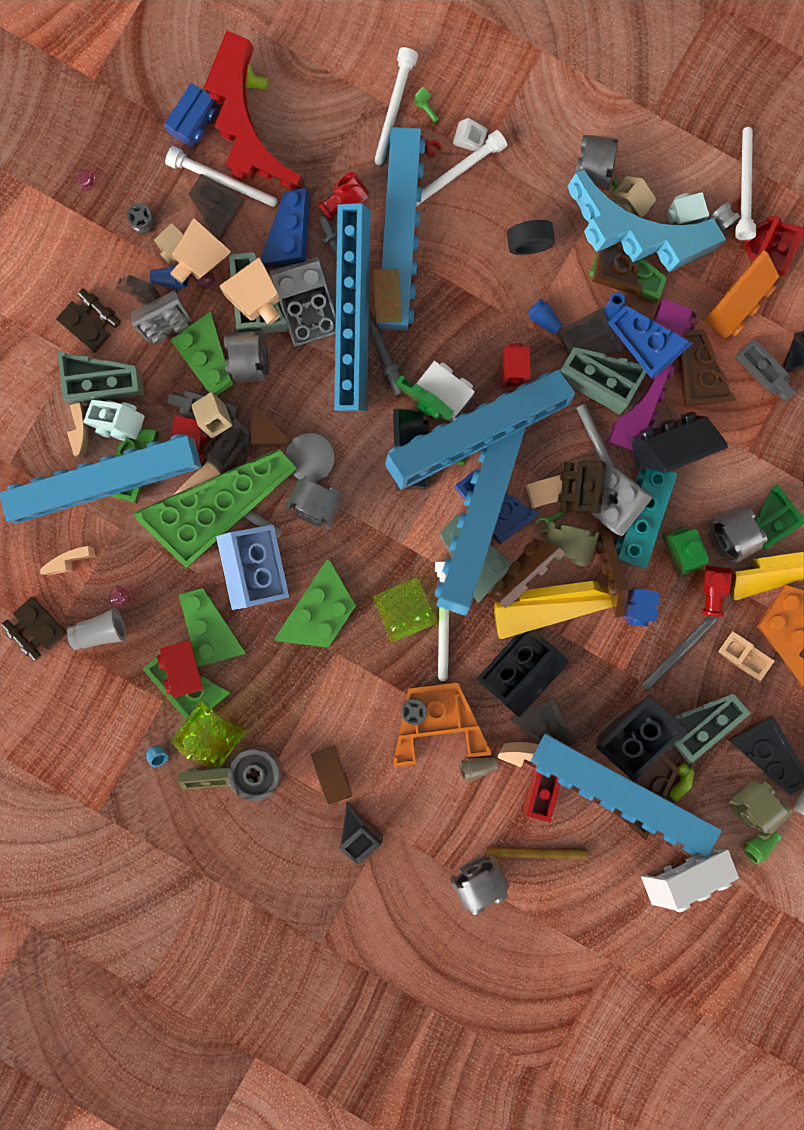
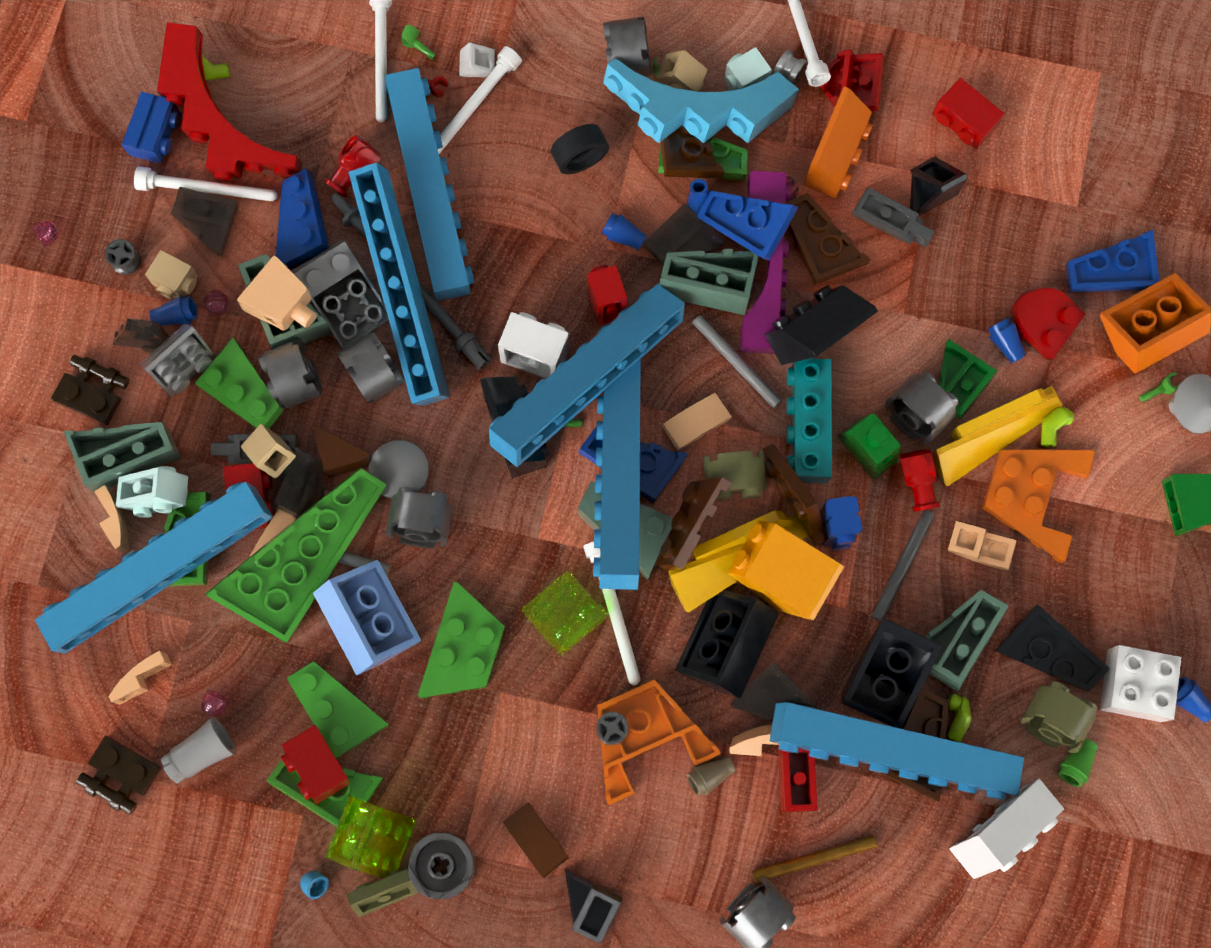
camera: 20 degrees left, 10 degrees down
(197, 253) = (200, 273): light nougat torso -> none
(310, 370) = (370, 367): none -> flat silver brick
(387, 295) = (434, 257): clear orange slope -> none
(426, 401) = (516, 359): green wing -> none
(551, 519) = (709, 451): bright green hand -> none
(586, 632) = (785, 570): none -> light orange slope
(588, 487) = (734, 403): dark brown plate -> none
(631, 501) = (788, 405): light grey brick -> none

